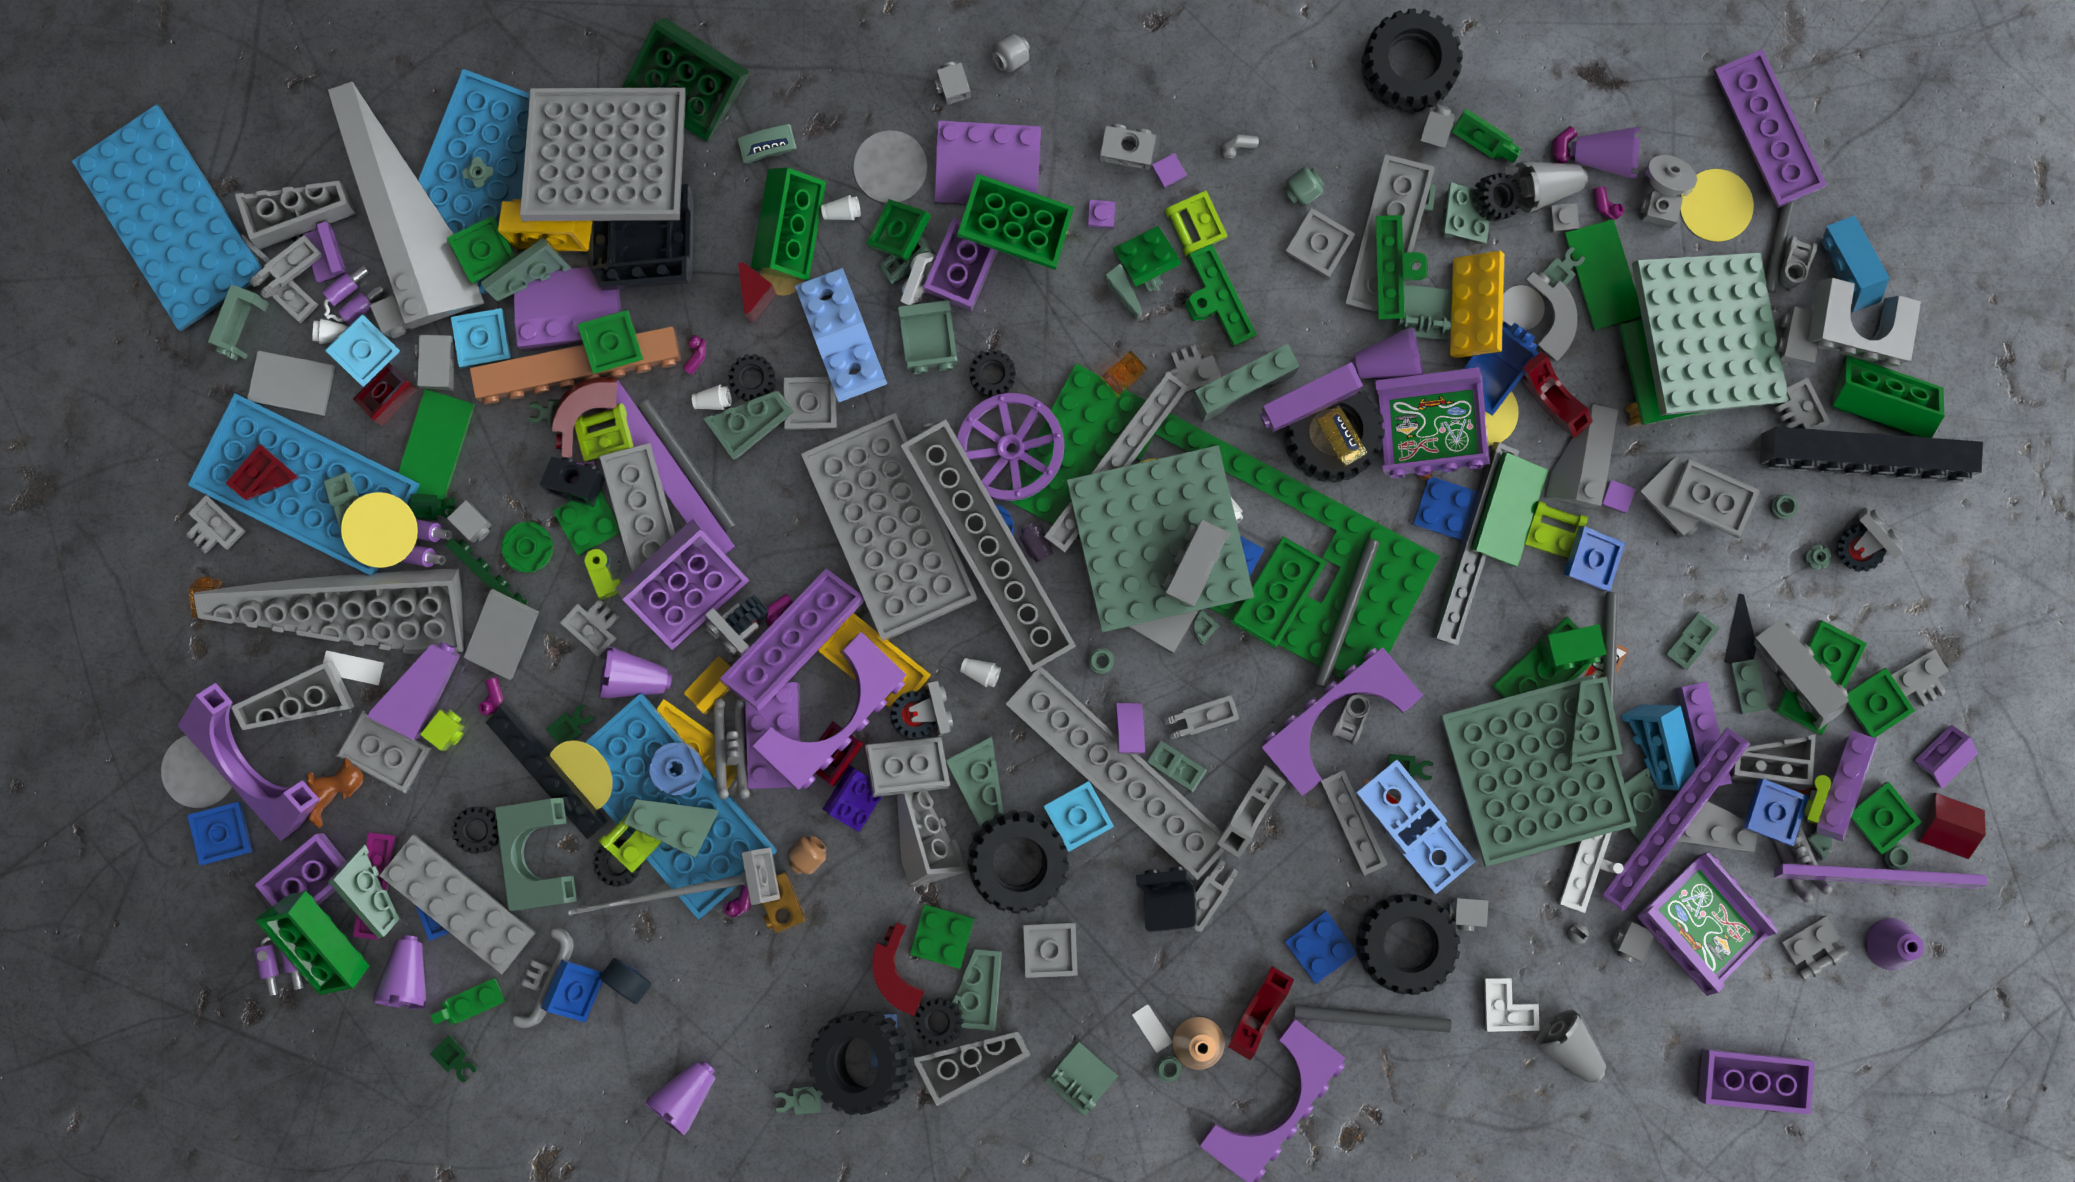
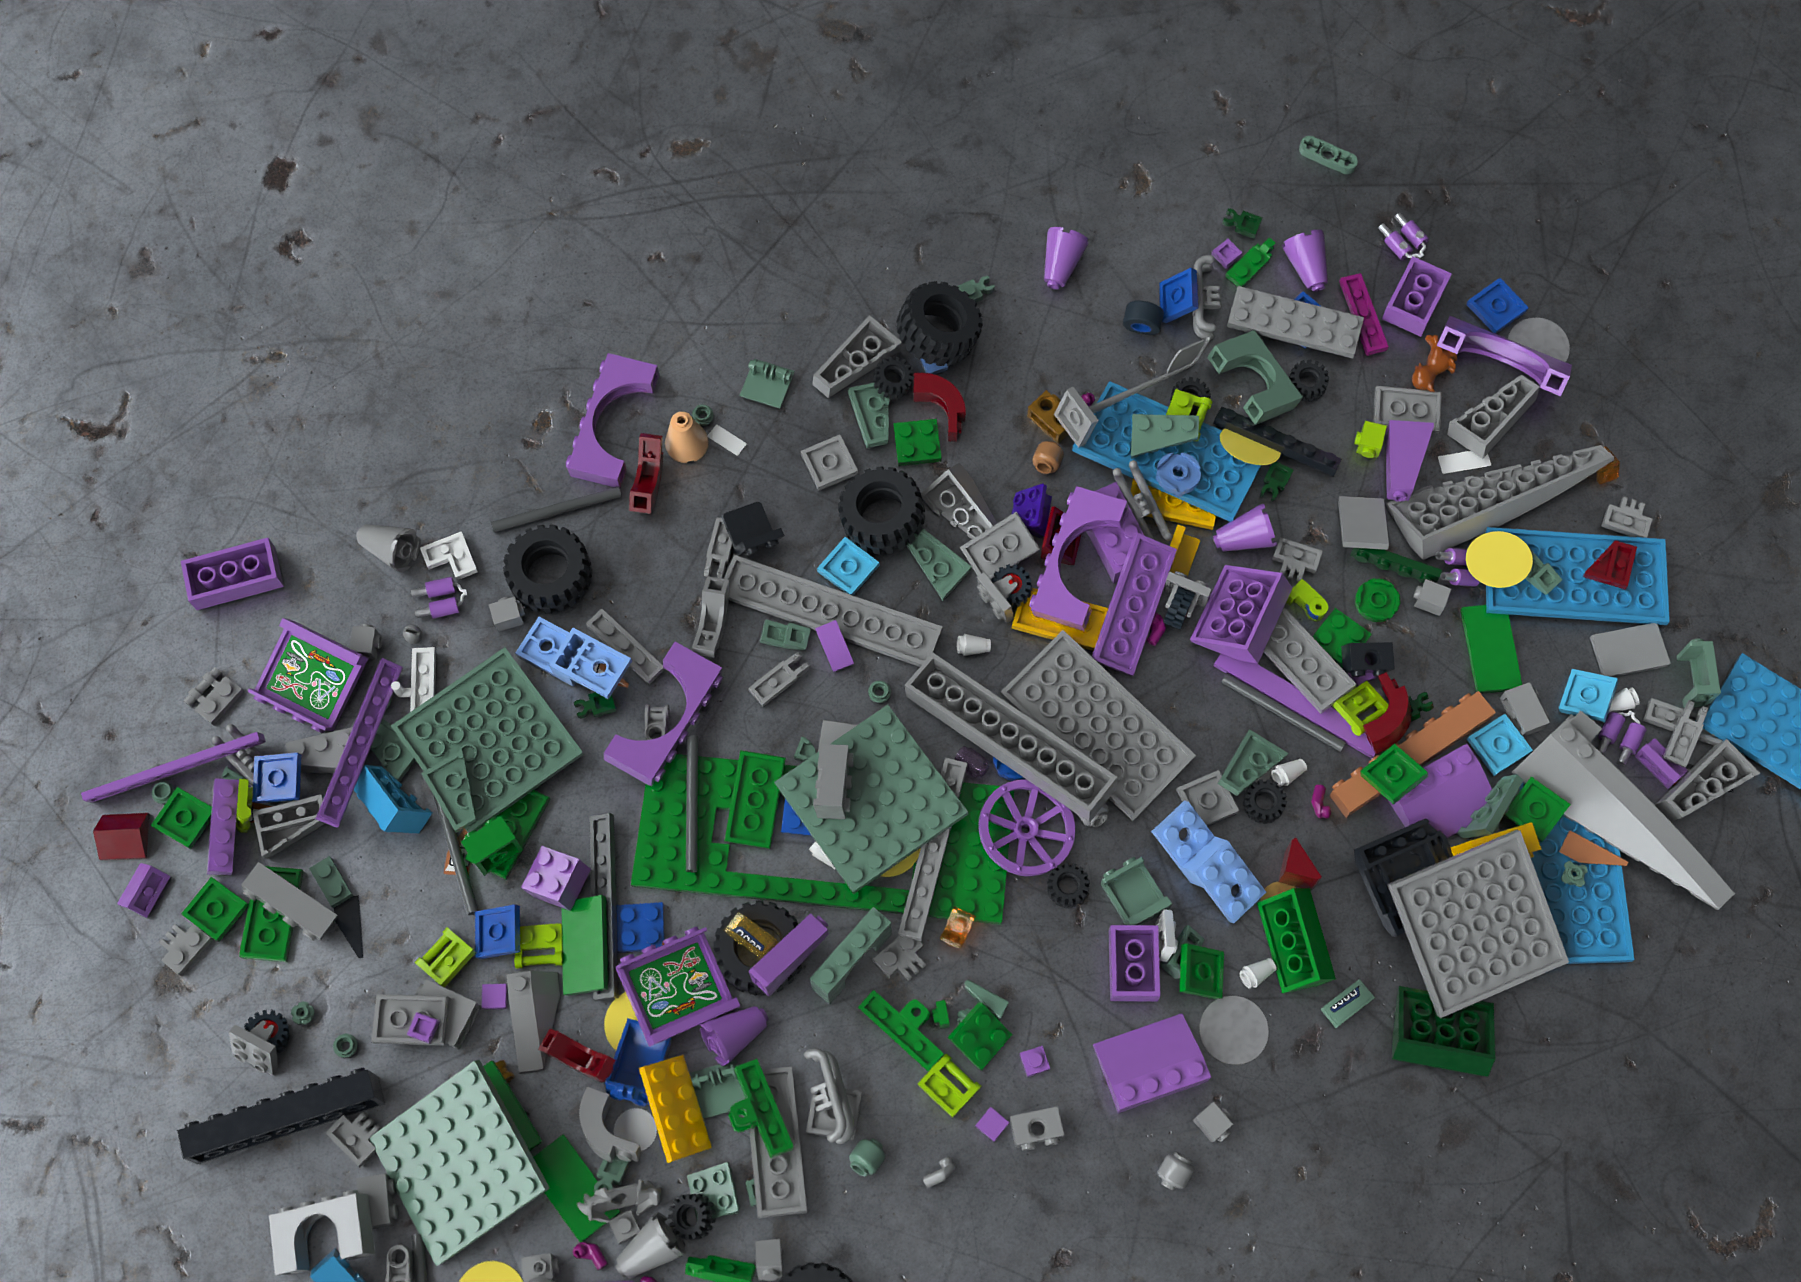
camera: 165 degrees right, 15 degrees down
(313, 943) = (1386, 252): green slope -> none
(318, 1127) = (1331, 163): none -> sand green beam
(361, 889) = (1369, 299): sand green wing -> none
(384, 394) = (1552, 669): dark red slope -> none
(428, 507) = (1472, 597): dark green plate -> none
(451, 191) = (1588, 852): none -> nougat sticker
(491, 1026) = (1226, 253): none -> medium lavender plate
(494, 698) = (1344, 478): magenta arm -> none
(1015, 221) = (1105, 1009): green slope -> none
(1176, 295) = (940, 1014): none -> green plate
(1316, 256) = (832, 1095): none -> light grey piece
(1320, 947) = (617, 545): blue plate -> none
(1516, 589) = (556, 878): none -> medium lavender brick
(1535, 974) = (441, 607): none -> medium lavender piece
(1538, 238) = (639, 1194): none -> light grey piece
(1652, 548) = (449, 961): none -> lime plate
(1692, 640) = (391, 900): sand green slope -> none
(1699, 720) = (364, 834): medium lavender brick -> none
(1703, 480) = (423, 1027): none -> medium lavender tile
(1889, 397) = (278, 1178): green slope -> none
(1893, 944) = (146, 721): medium lavender cone -> none

